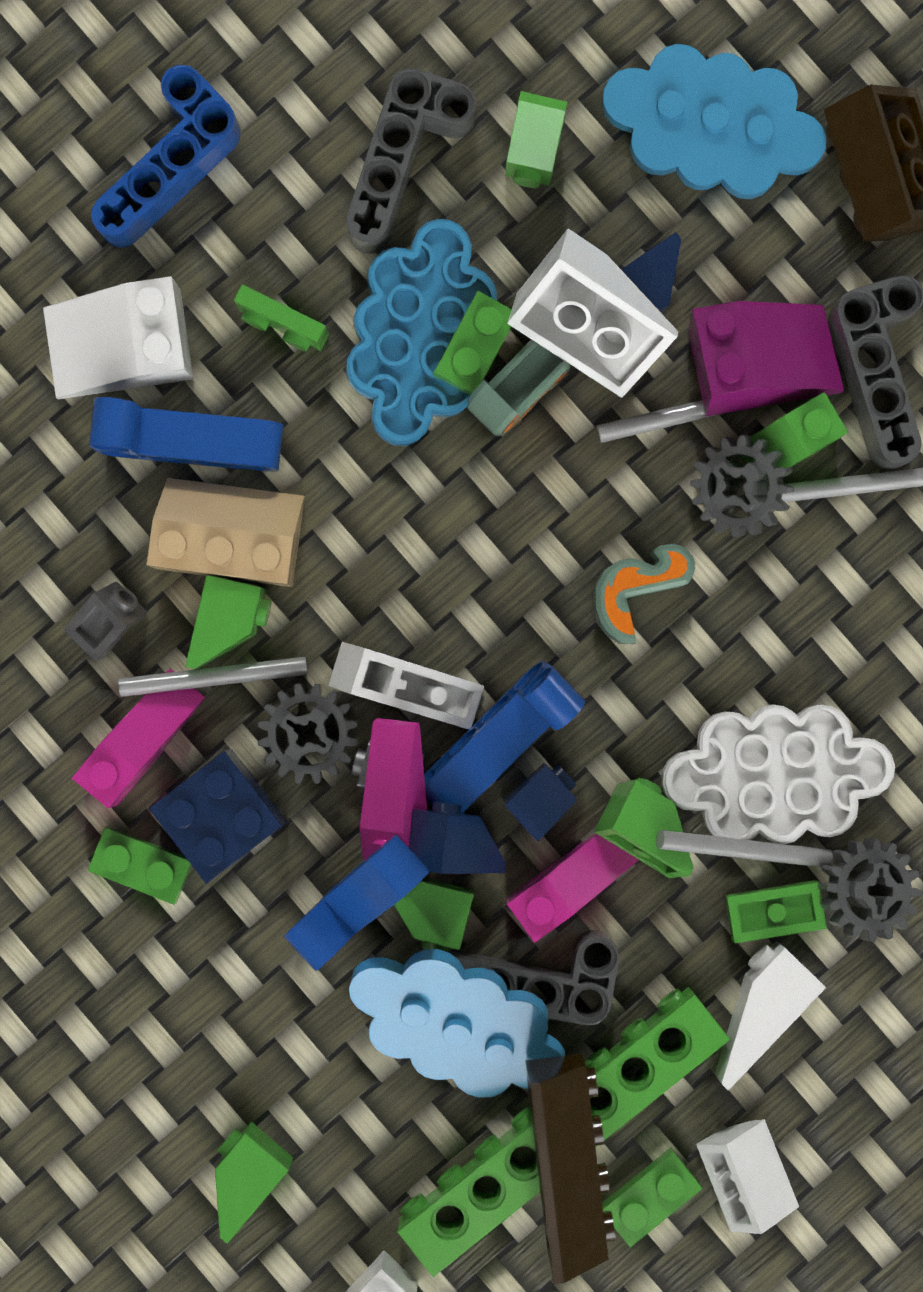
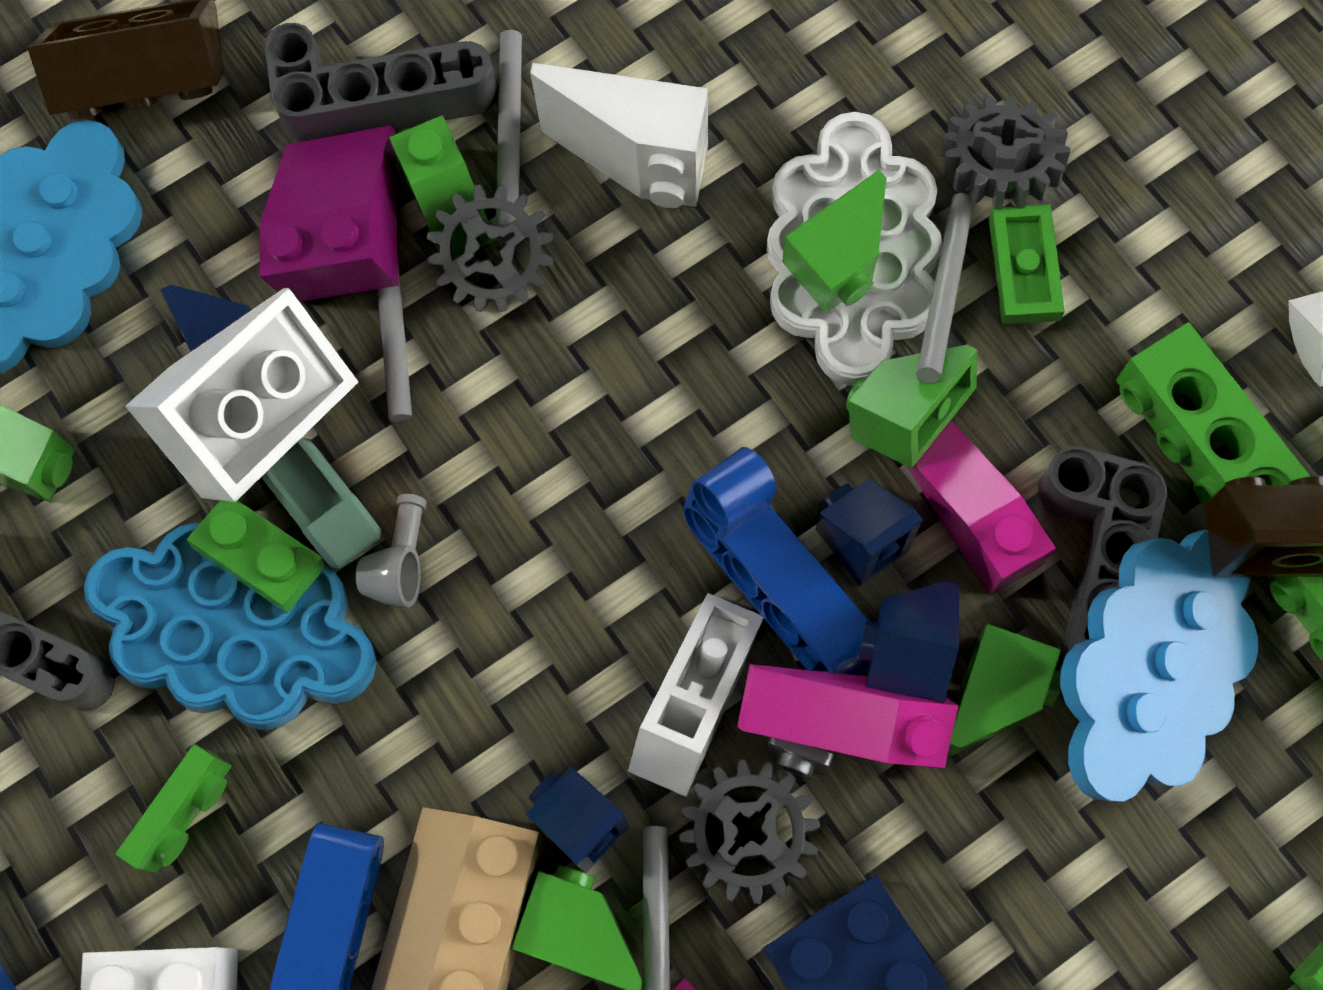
camera: 80 degrees left, 15 degrees down
(302, 608) = (576, 817): none -> dark blue slope
(356, 901) = (984, 771): blue beam -> none
(472, 448) = (395, 572): none -> light grey bar
(634, 578) = (593, 408): sand green animal -> none
(766, 764) = (839, 246): none -> bright green slope
(768, 1002) = (1145, 283): white slope -> none
(850, 594) = (628, 128): none -> white slope

